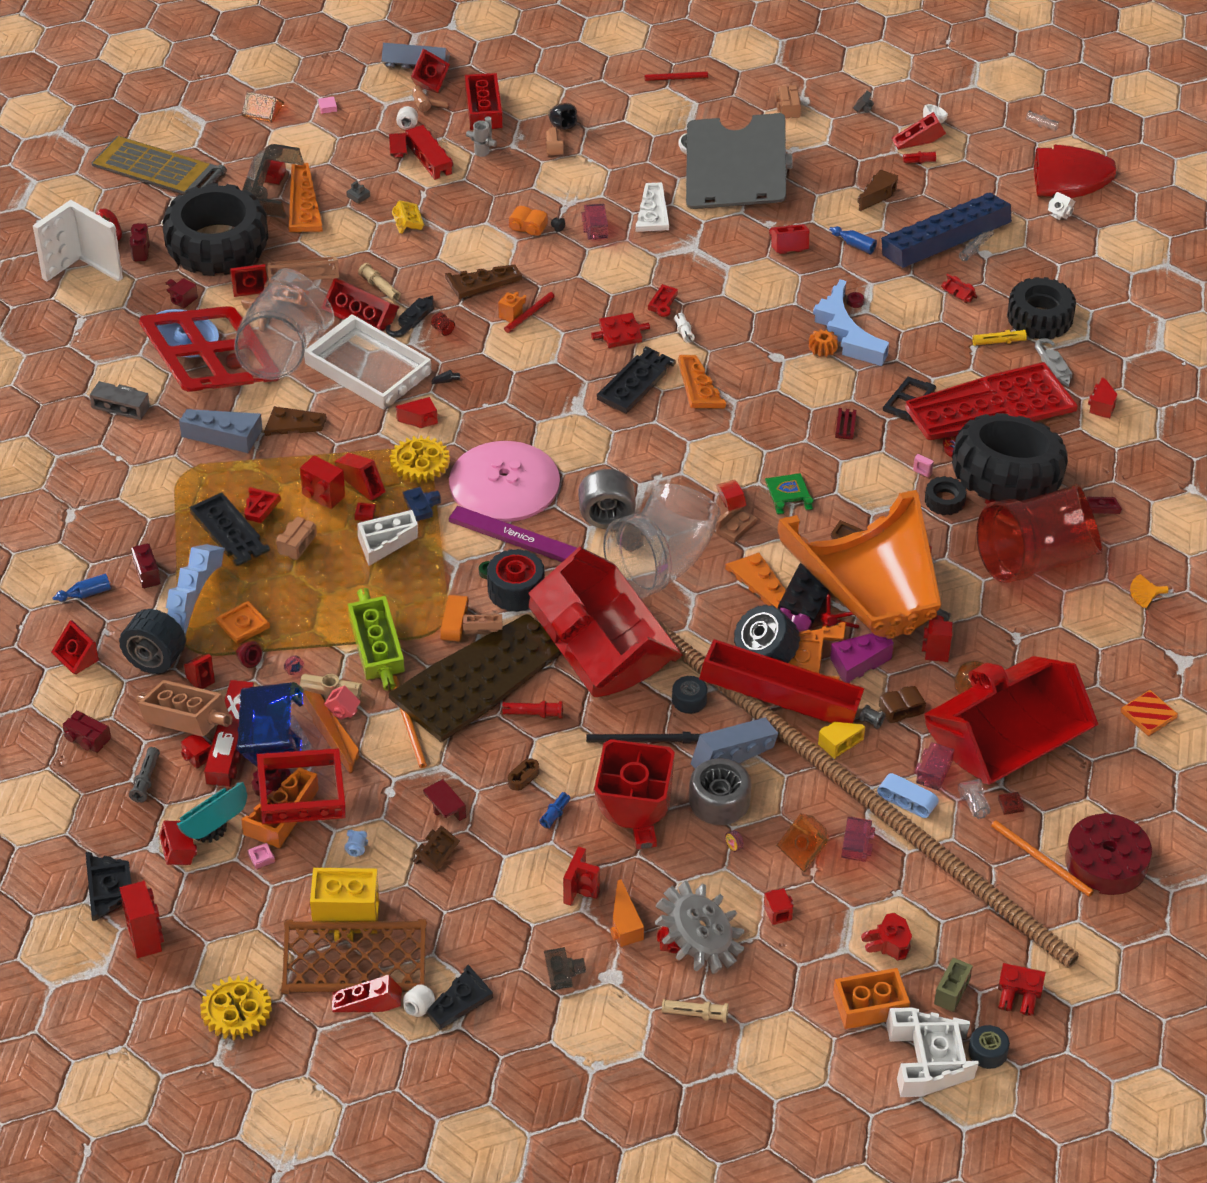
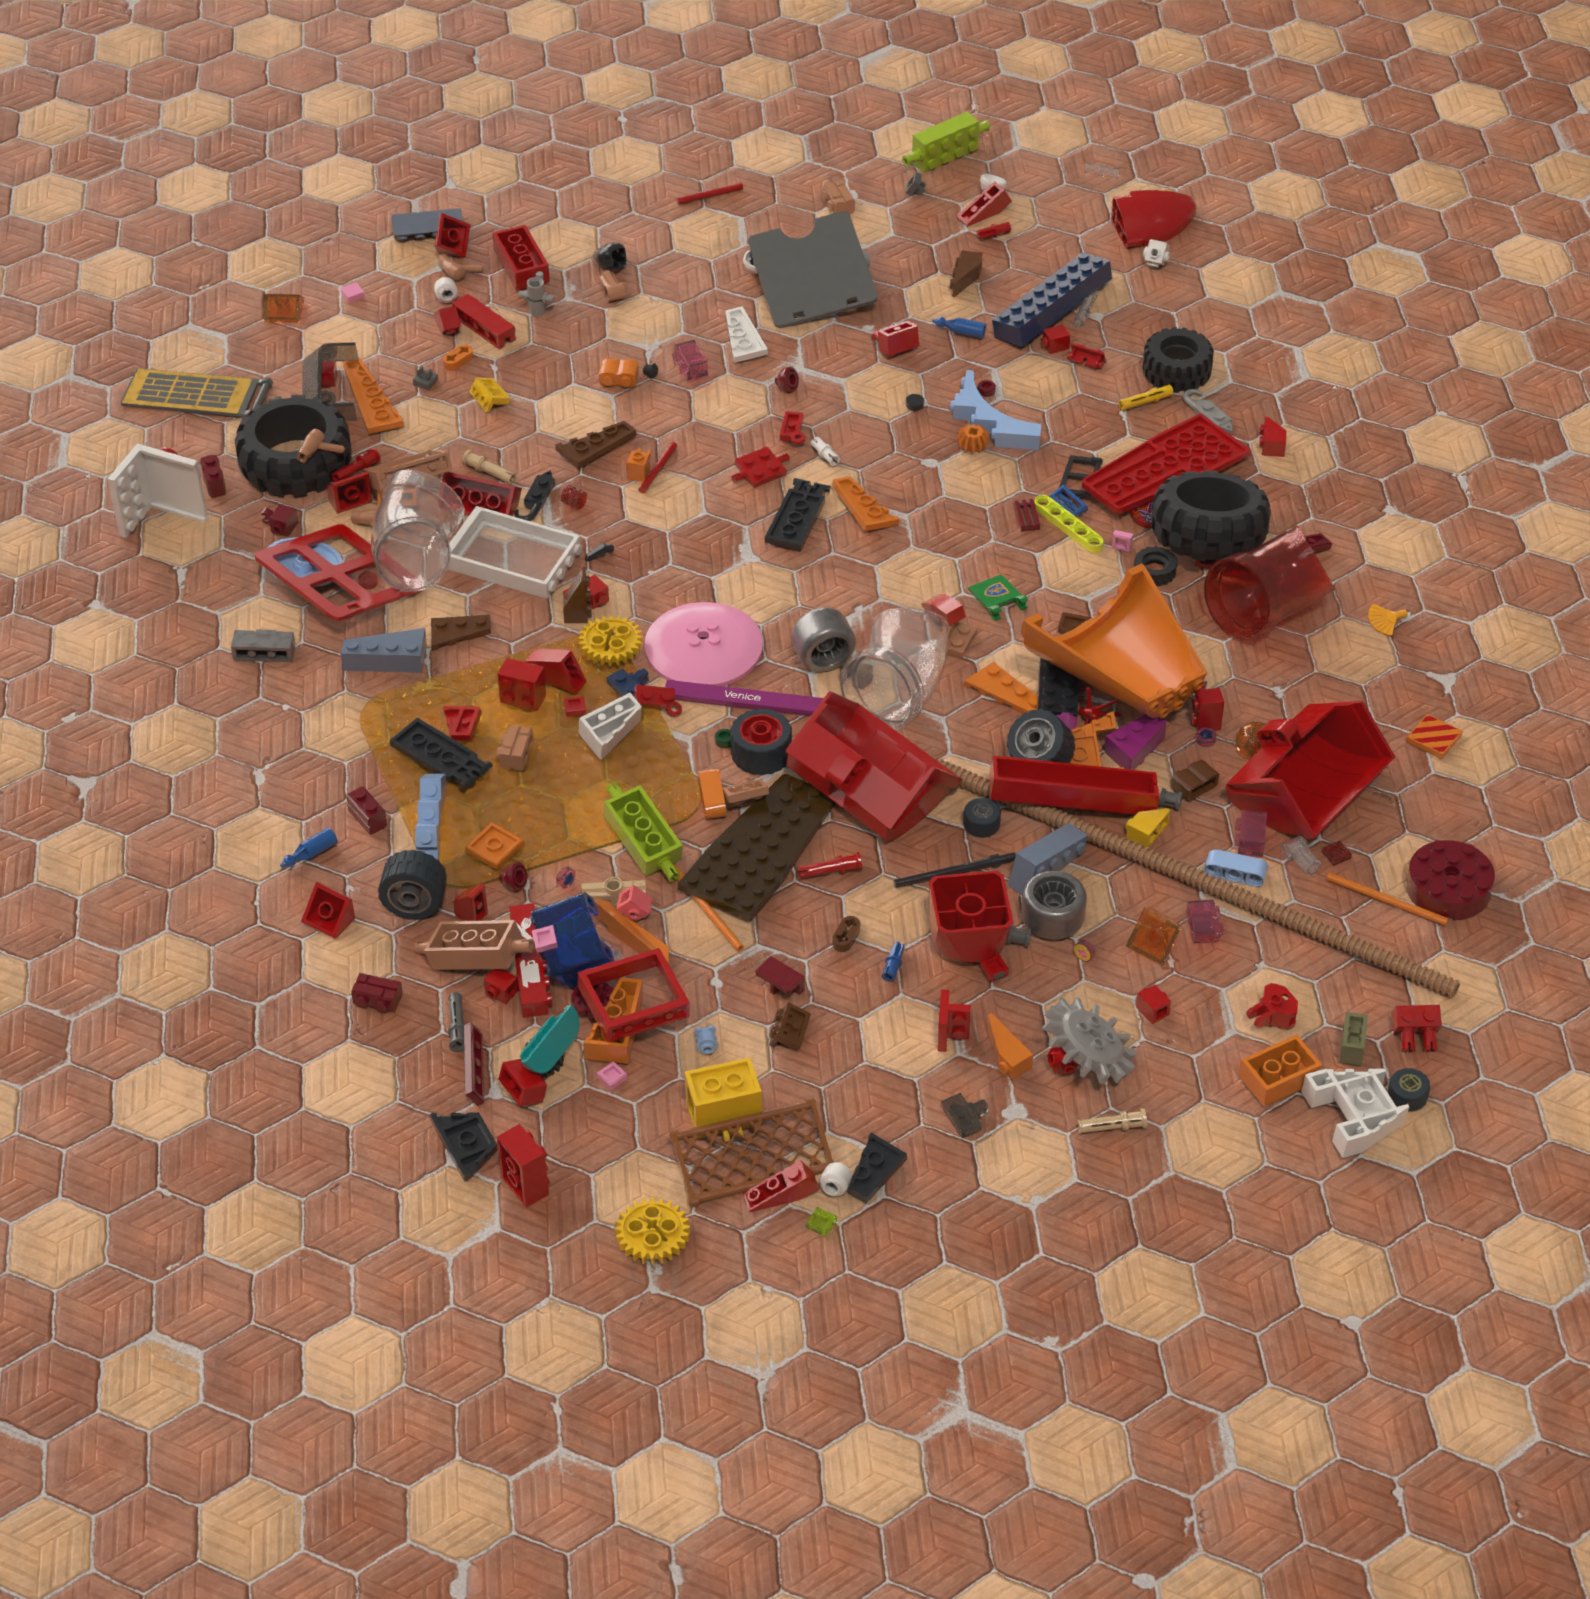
camera: 15 degrees left, 0 degrees up
(142, 816) = (474, 1064): none -> dark red tile
(224, 229) = (313, 442): none -> nougat piece
(242, 716) = (545, 938): none -> bright pink tile
(269, 256) = (361, 462): none -> red pin
(391, 1037) = (821, 1221): none -> clear neon green tile
(394, 179) = (457, 357): none -> orange beam
(403, 420) = (576, 599): none -> reddish brown slope
(439, 520) = (657, 698): none -> red hinge
(676, 256) = (787, 379): none -> dark red brick
(679, 813) = (1020, 936): none -> dark grey bush
(784, 299) = (914, 402): none -> black tile
(881, 446) = (1070, 530): none -> neon yellow beam
(894, 429) = (1077, 511): none -> blue tile
(905, 68) = (945, 142): none -> lime brick
(930, 665) = (1206, 737): none -> clear pink tile
(936, 267) = (1056, 339): none -> red brick

